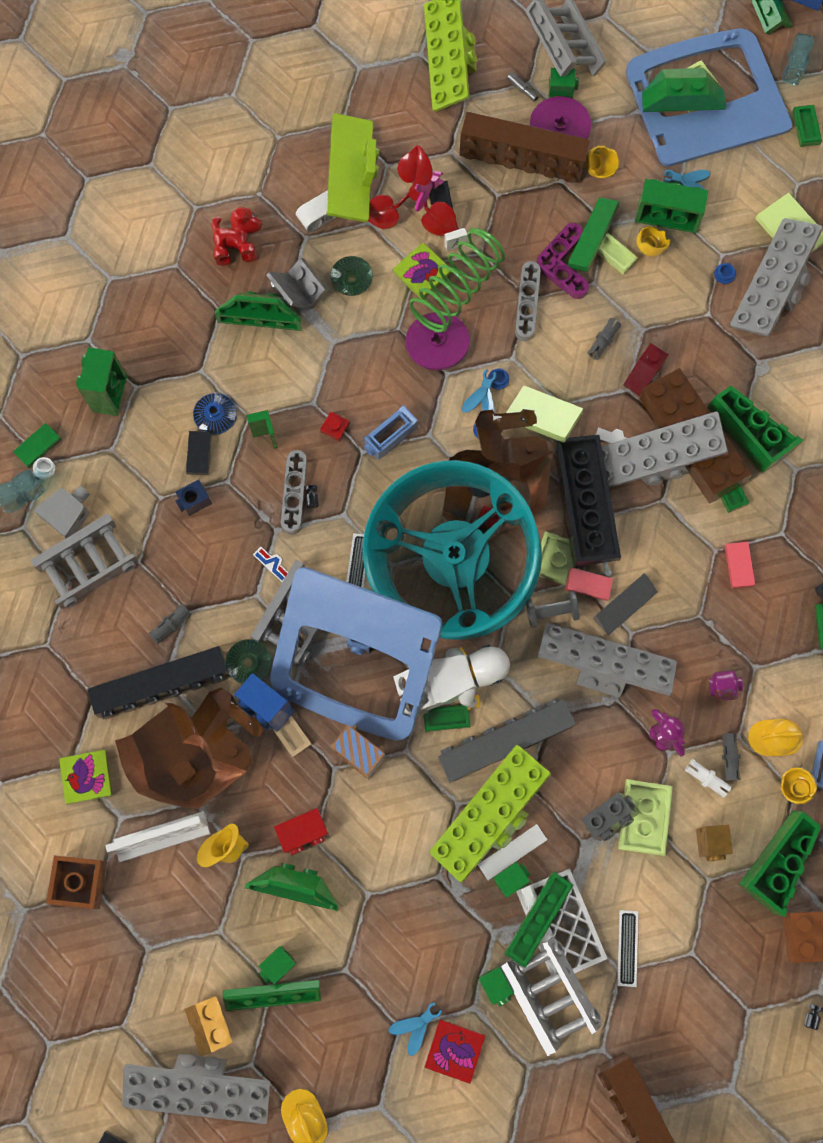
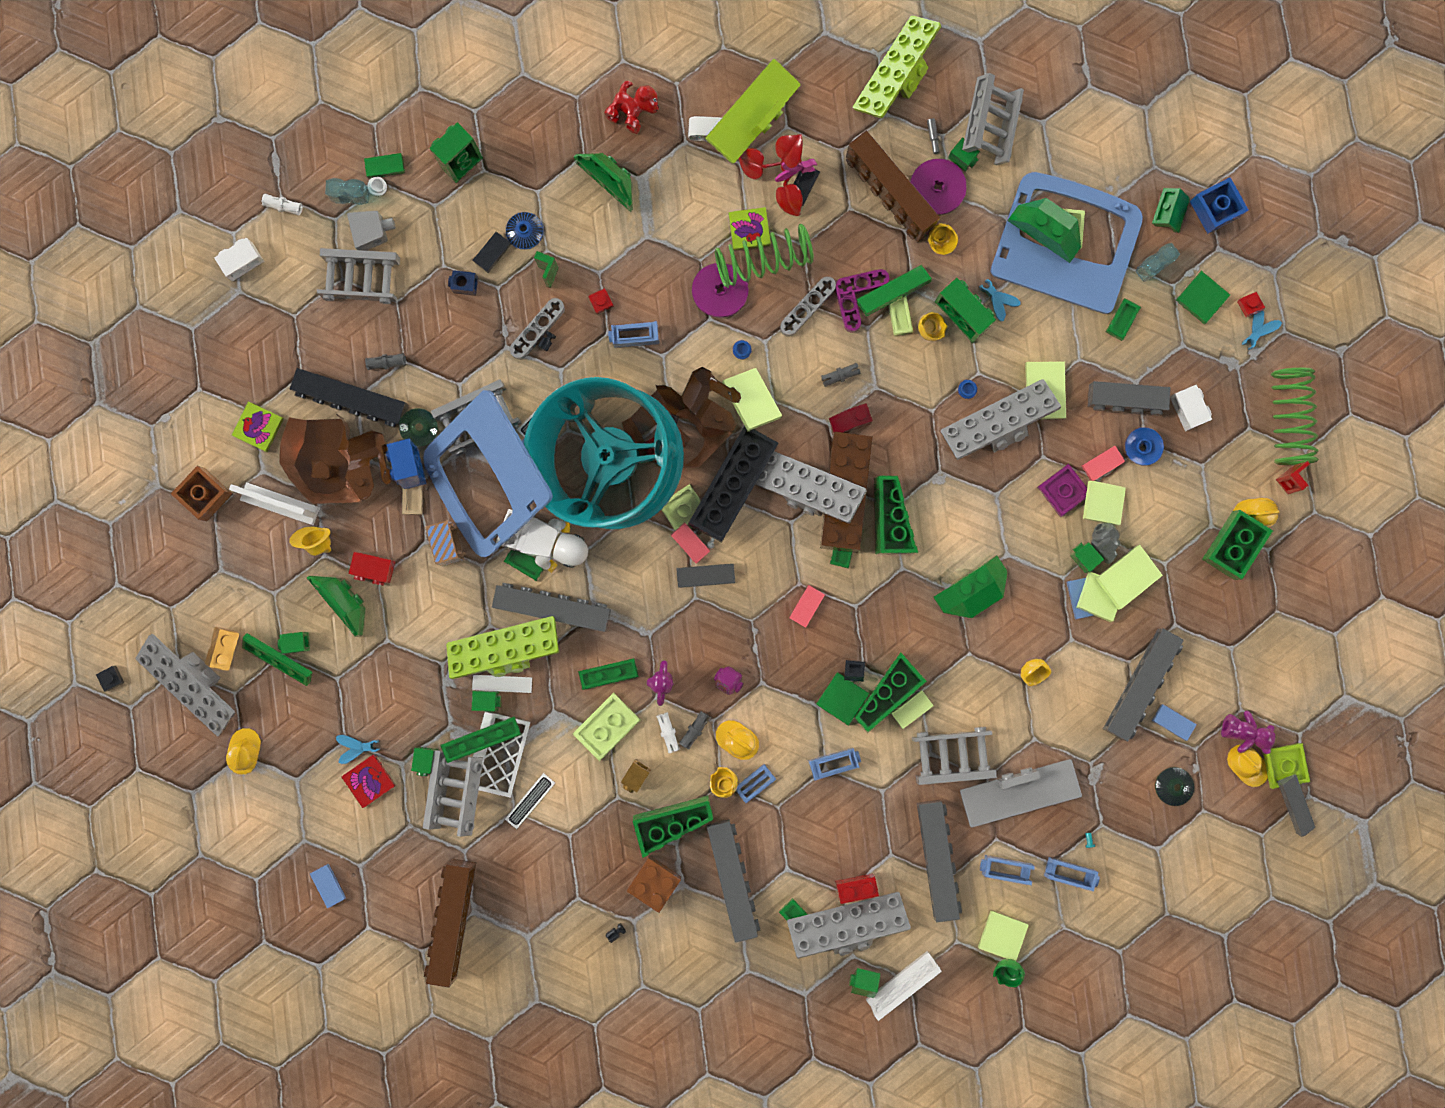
camera: 40 degrees right, 10 degrees up
(272, 563) = (486, 368): sticker -> none
(300, 285) = (648, 177): flat silver bracket -> none
(351, 267) = (690, 188): clear green dish -> none
(453, 238) = (790, 222): white tile -> none
(481, 395) = (721, 355): dark azure piece -> none
(570, 606) = (650, 542): dark grey hose -> none
(607, 664) = (660, 605): light grey bracket -> none
(607, 765) = (608, 674): none -> green tile
(610, 437) = (792, 452): white sticker -> none
(610, 816) = (580, 708): dark grey brick -> none

